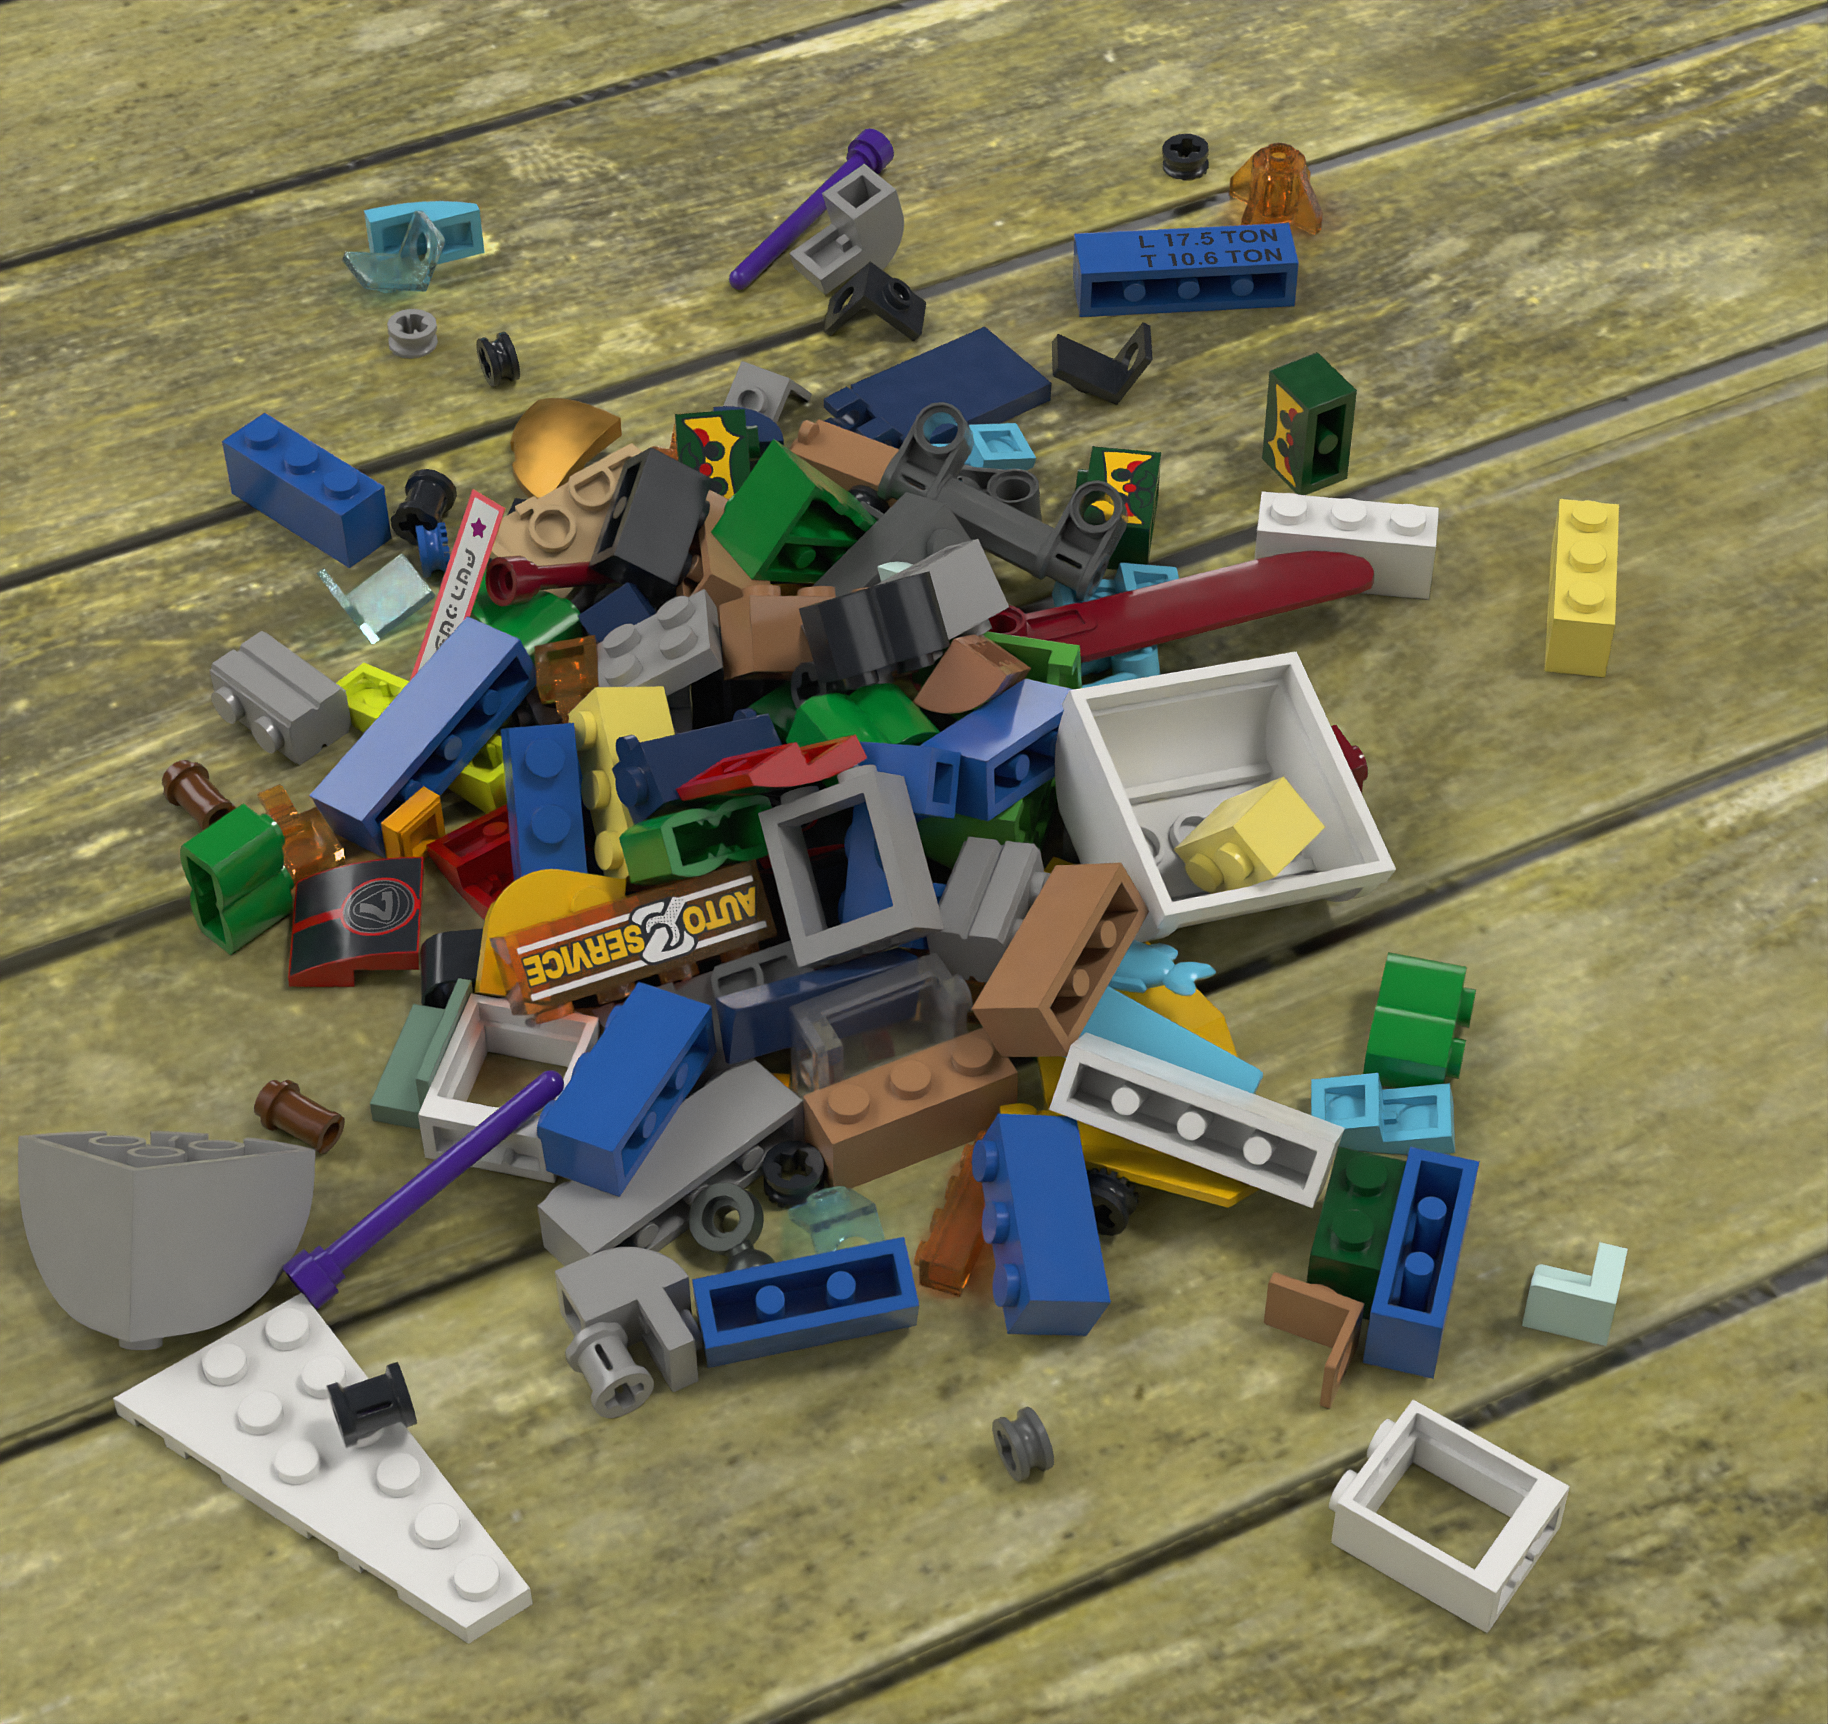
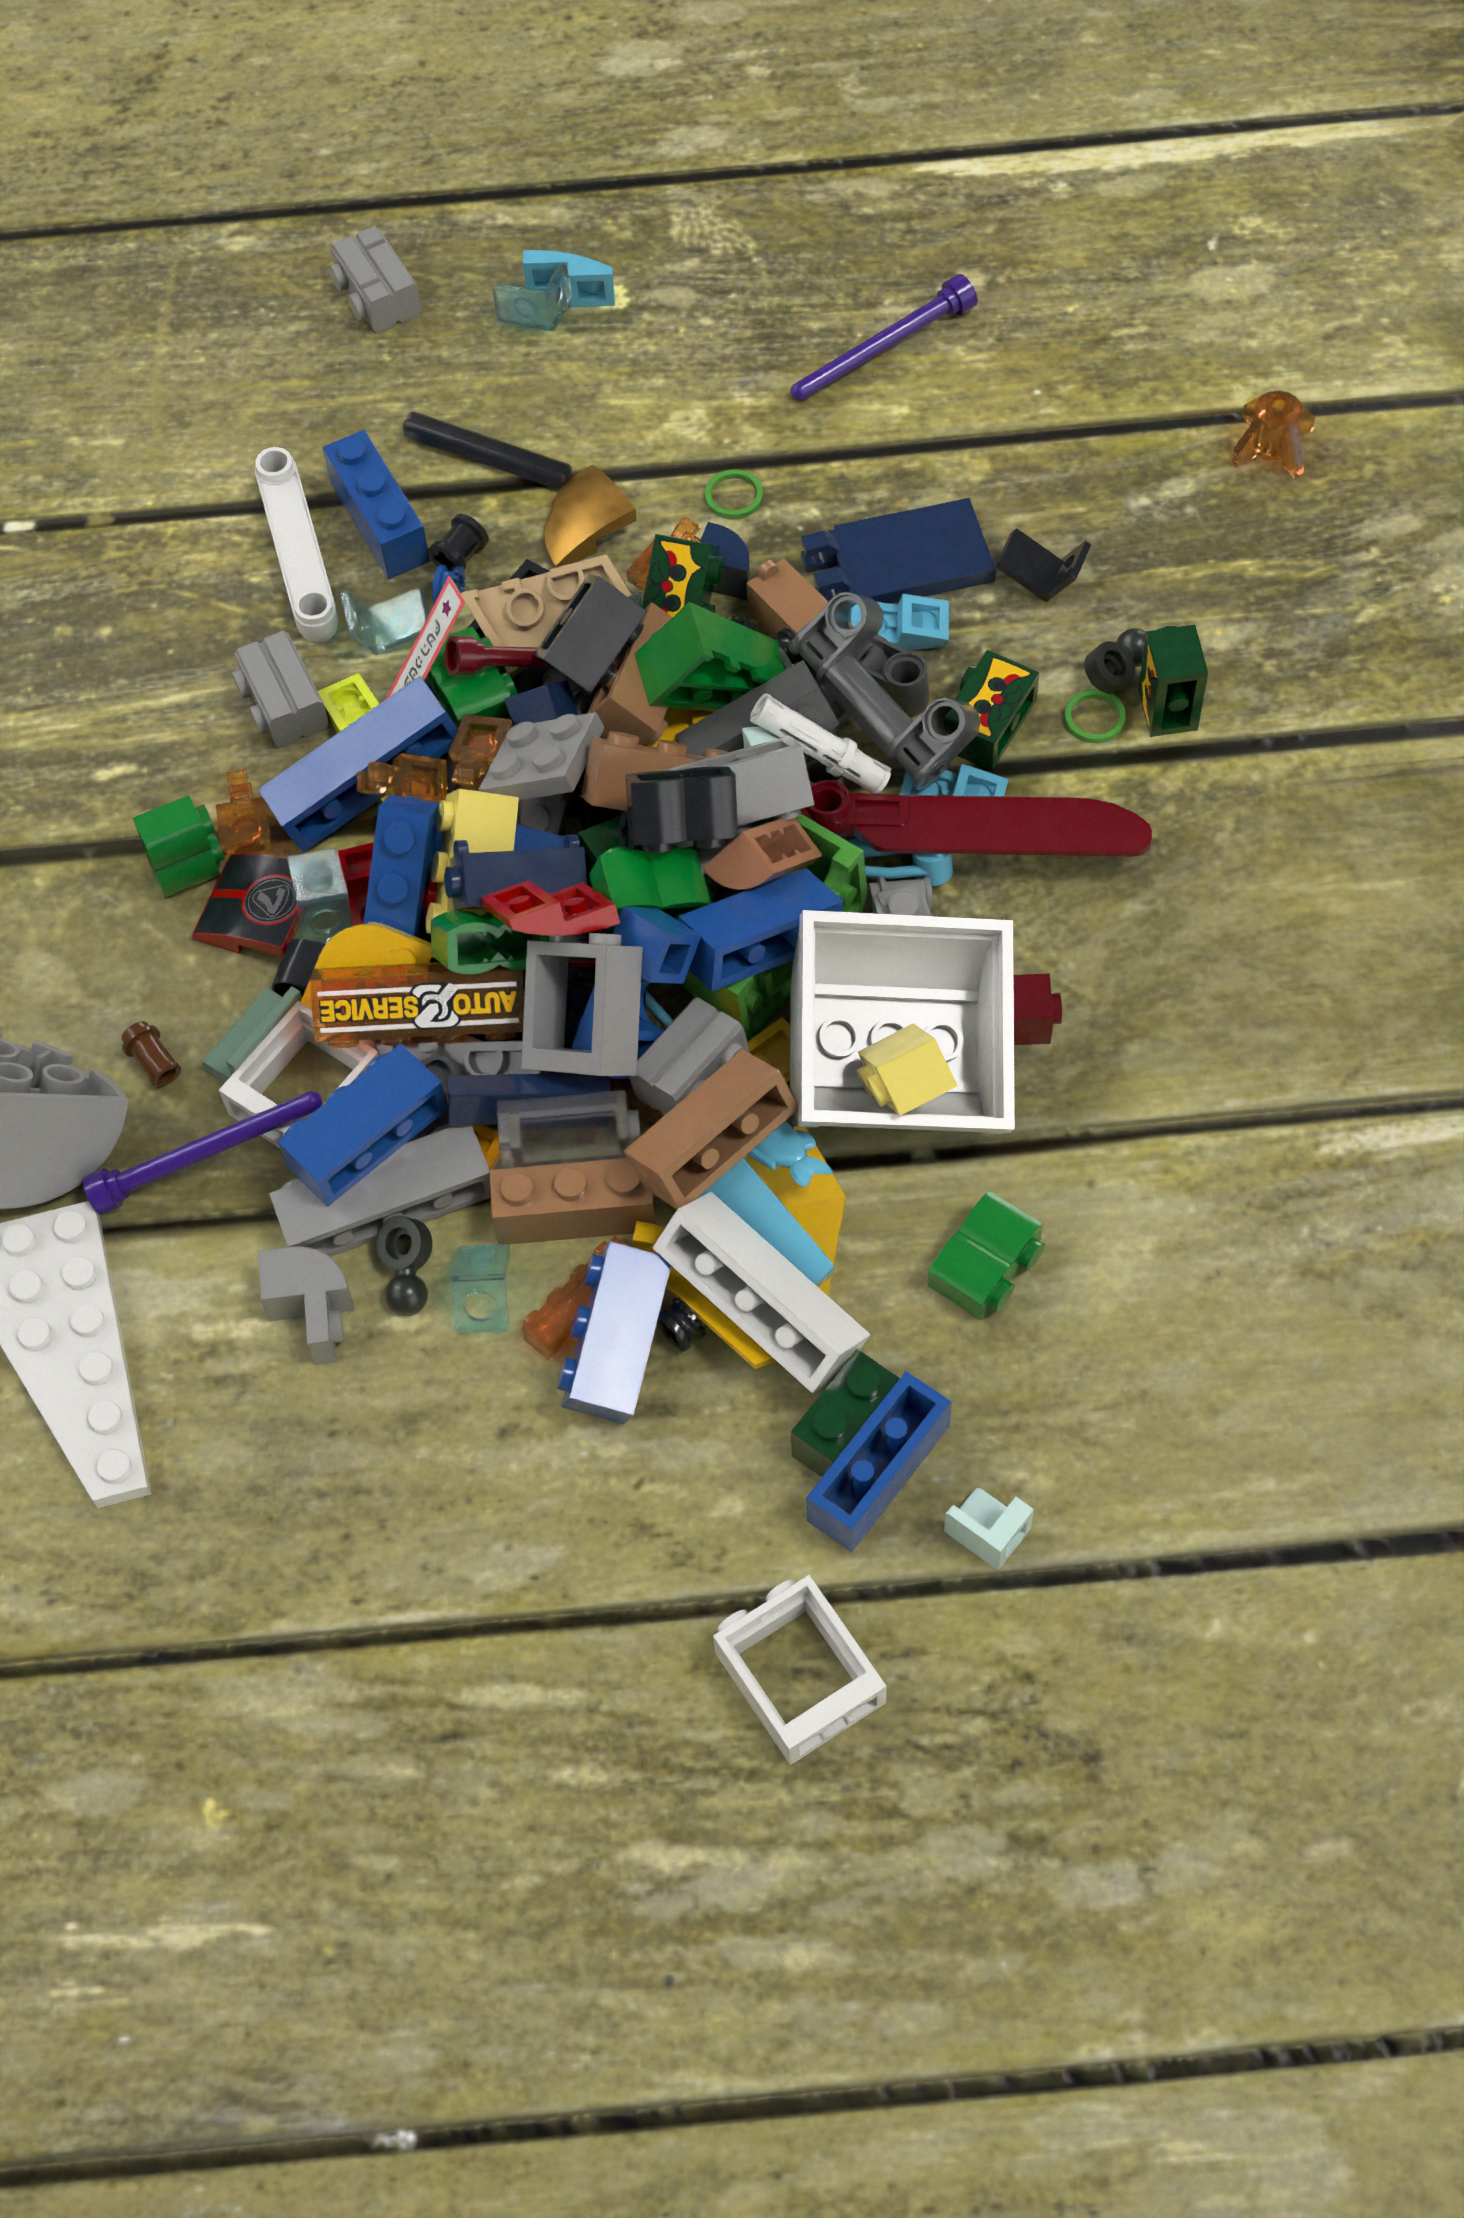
camera: 25 degrees right, 15 degrees up
(189, 786) = (188, 747): reddish brown pin -> none
(195, 283) = (375, 280): none -> light grey brick
(225, 554) = (296, 545): none -> white piece
(371, 1404) = (90, 1314): black bush -> none
(408, 414) = (487, 450): none -> black axle
(412, 345) = (523, 384): light grey bush -> none
(414, 826) = (327, 833): light orange tile -> none
(439, 875) = (319, 889): none -> clear light blue bracket
(483, 726) = (408, 776): none -> clear orange plate
(498, 359) = (573, 419): black bush -> none
(634, 1379) = (271, 1336): light grey bush -> none
(697, 374) = (734, 514): none -> bright green piece
(763, 390) = (757, 514): light grey bracket -> none
(788, 1157) = (468, 1235): black bush -> none
(805, 1302) = (421, 1336): blue brick -> none
(863, 229) = (906, 382): light grey brick -> none
(882, 295) = (897, 448): black bracket -> none
(1017, 584) = (837, 754): none -> white pin
(1023, 1444) = (528, 1499): dark grey bush -> none
(1185, 270) = (1157, 489): blue brick -> none
(1187, 145) = (1225, 379): black bush -> none
(1229, 432) = (1113, 664): none -> pearl dark grey plate
(1229, 471) = (1095, 738): none -> bright green piece
(1321, 1317) = (793, 1477): medium nougat bracket -> none
(1388, 1118) = (923, 1324): medium azure slope -> none
(1390, 536) = (1181, 811): white brick -> none
(1582, 588) = (1324, 902): light yellow brick -> none

